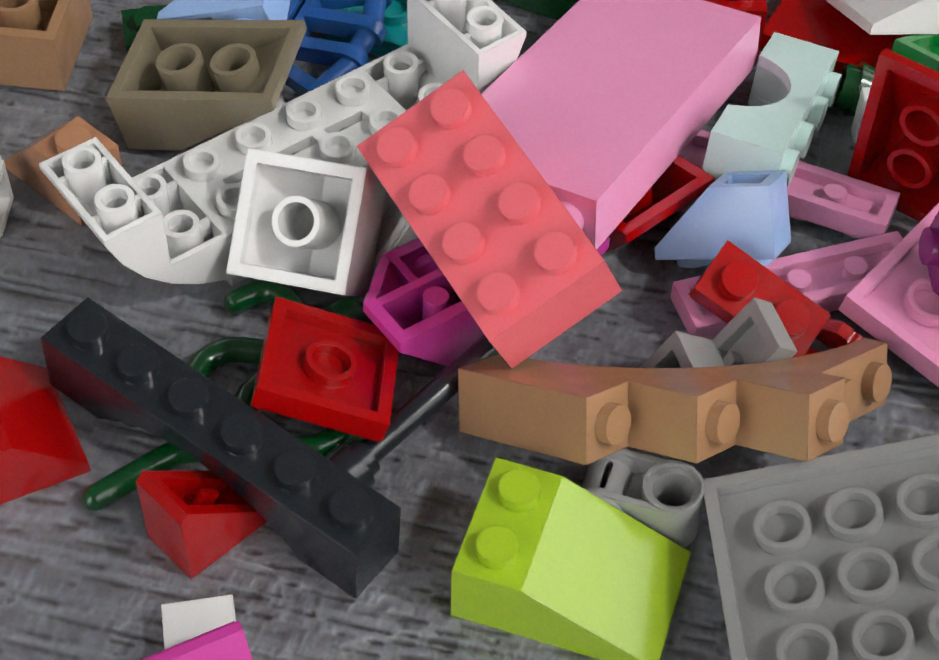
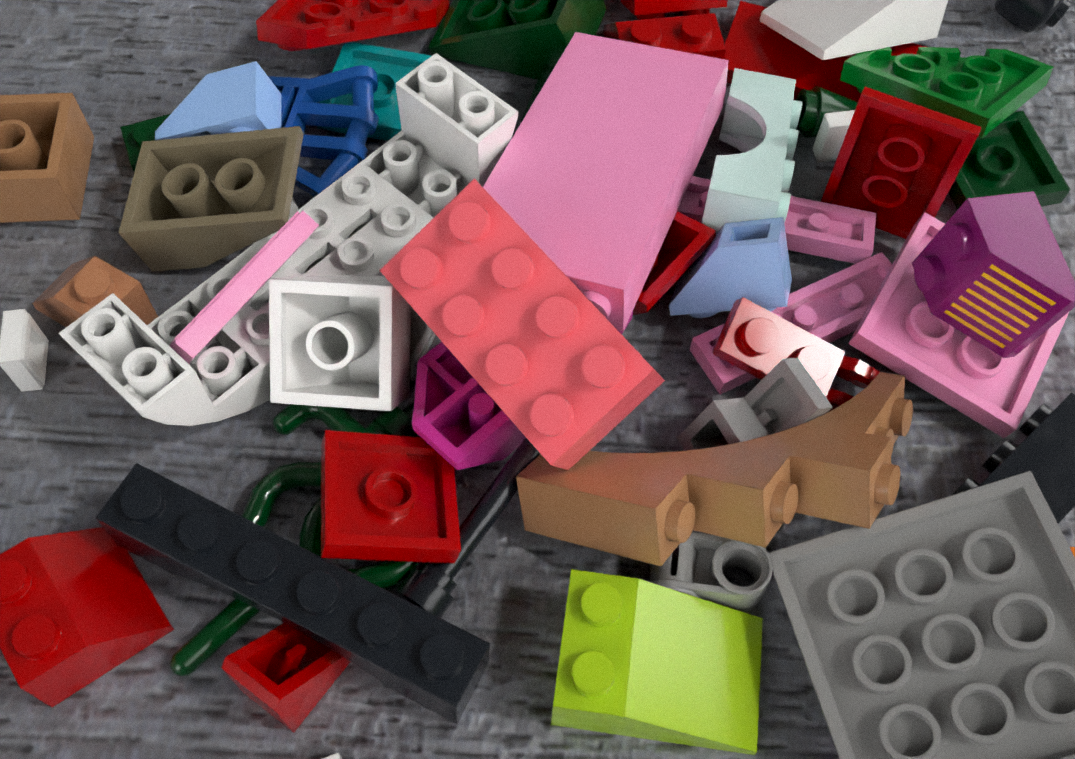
camera: 10 degrees left, 10 degrees up
(224, 152) = (243, 287): none -> bright pink tile

